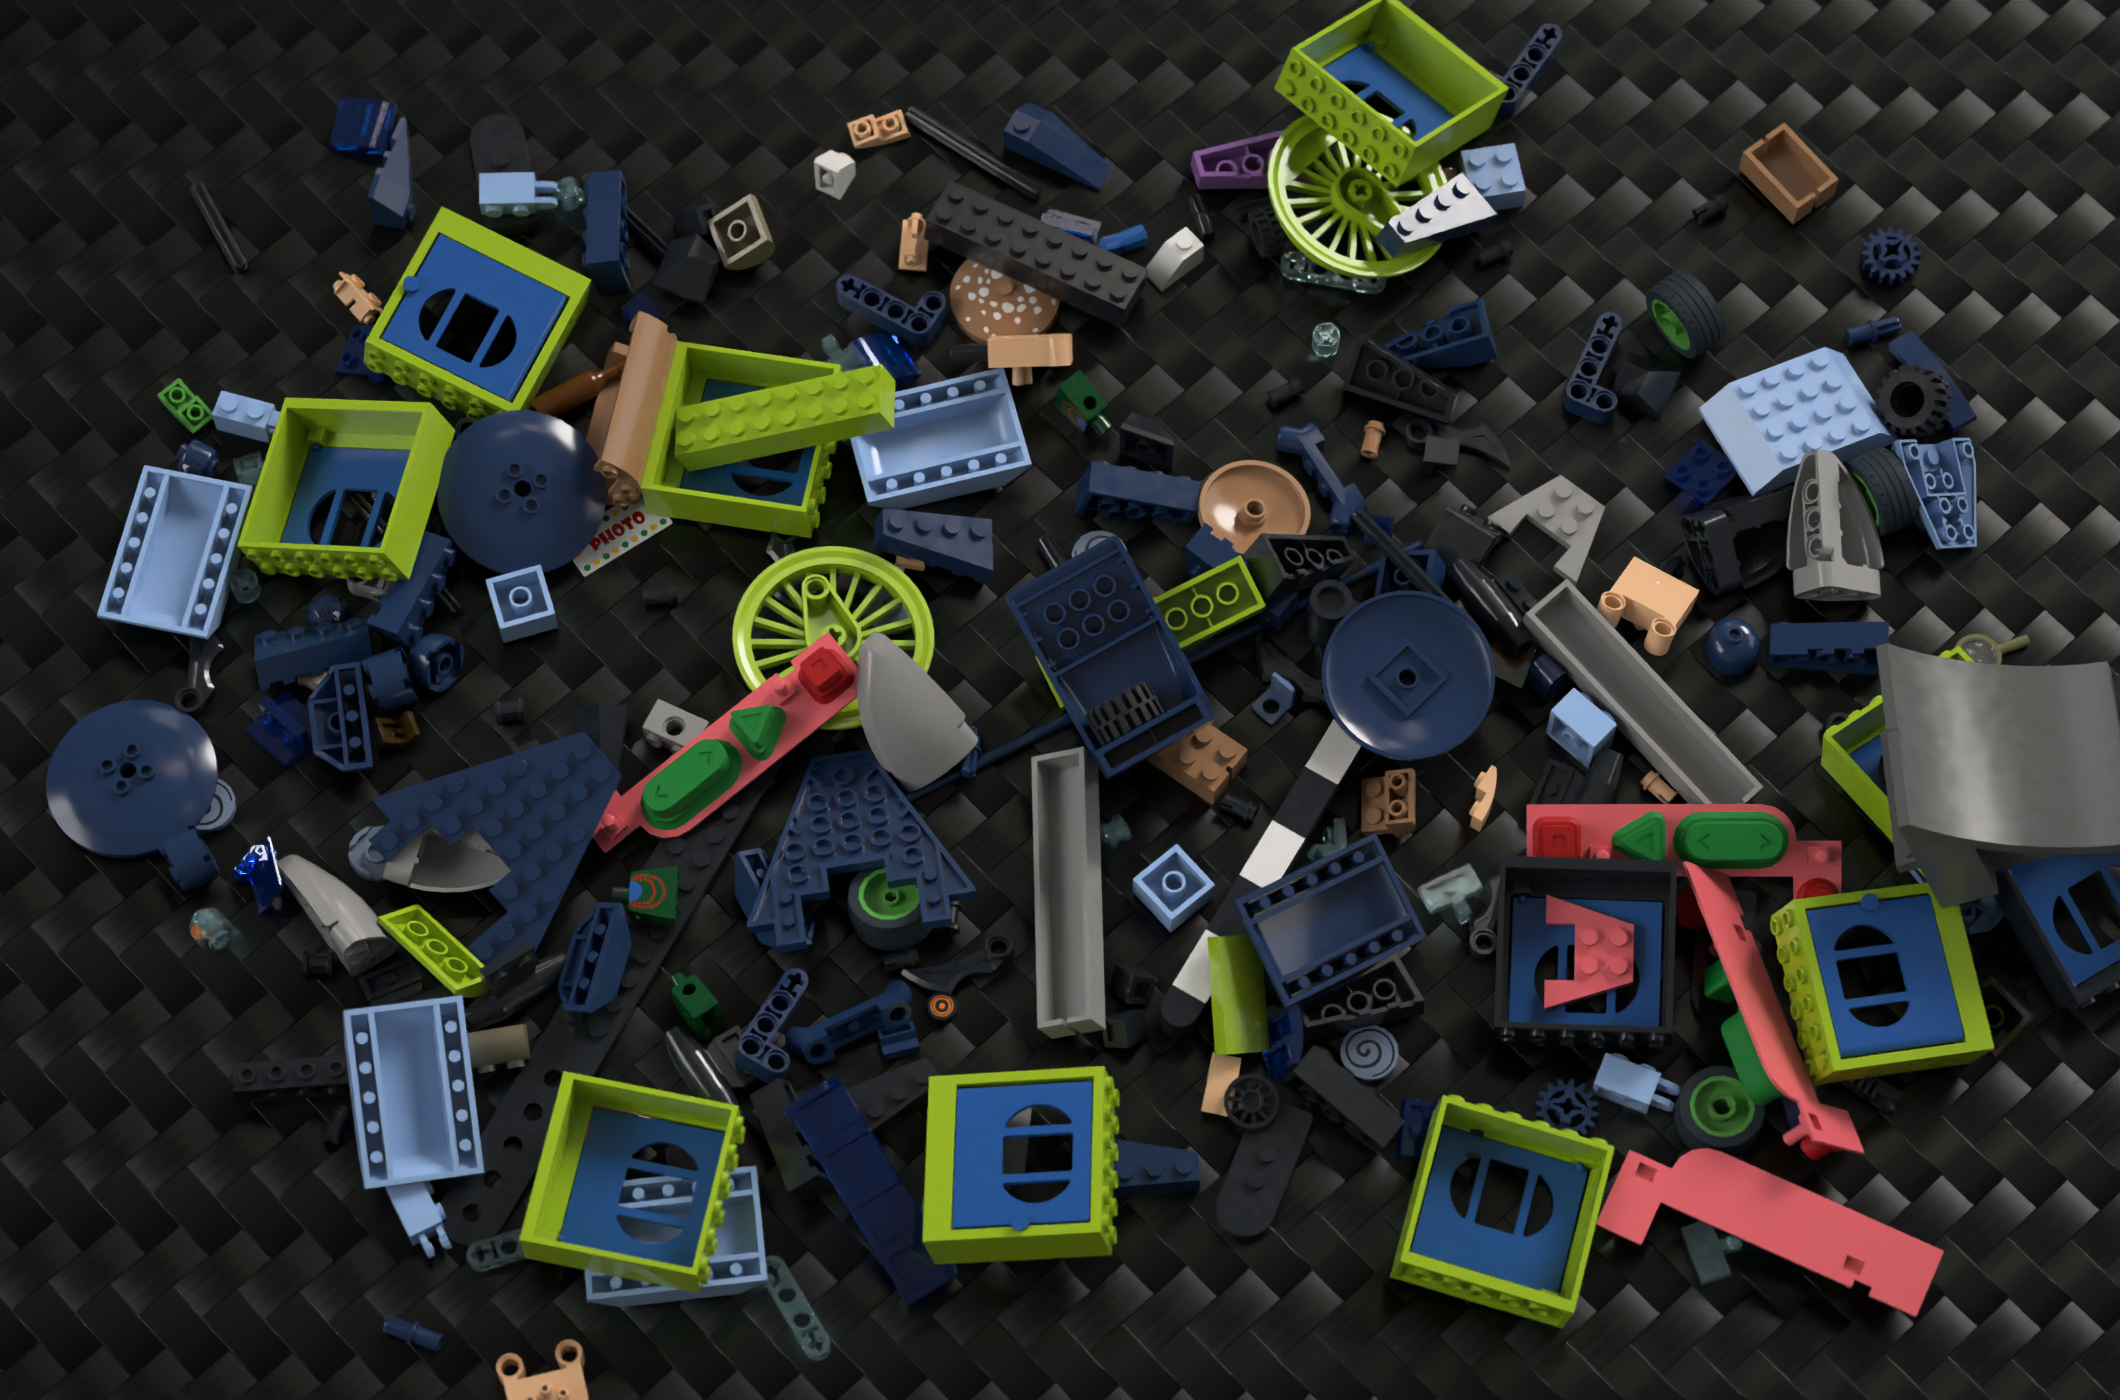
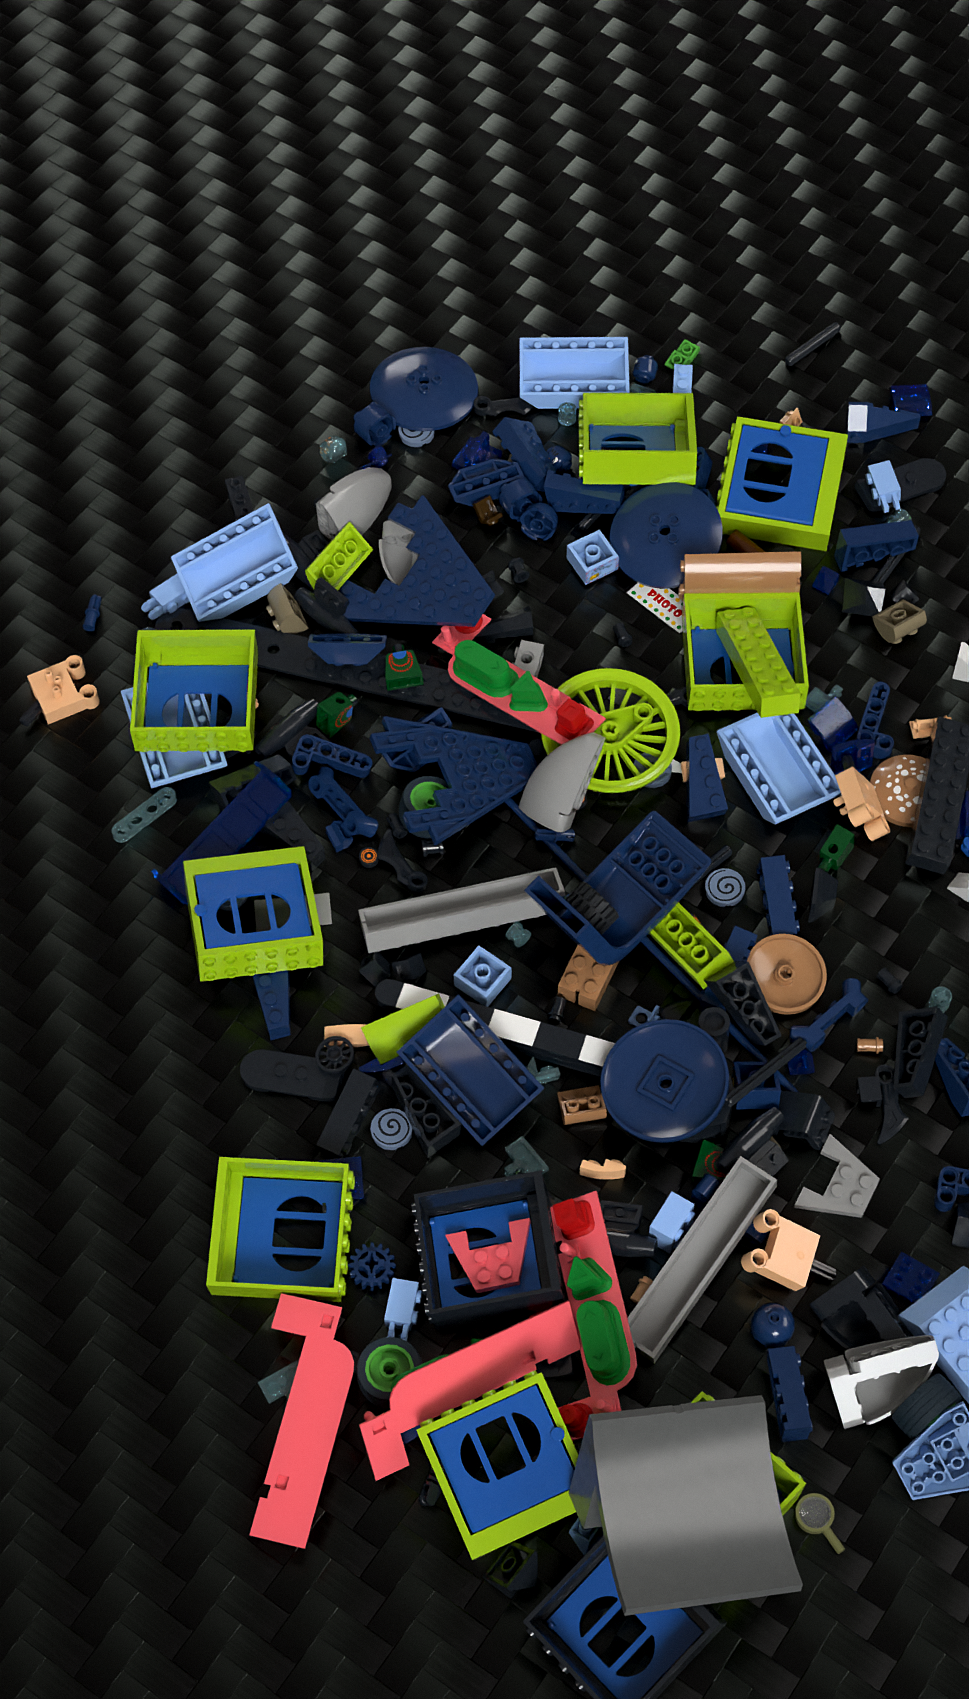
camera: 80 degrees right, 5 degrees down
(943, 340) = (861, 751): none -> clear blue slope

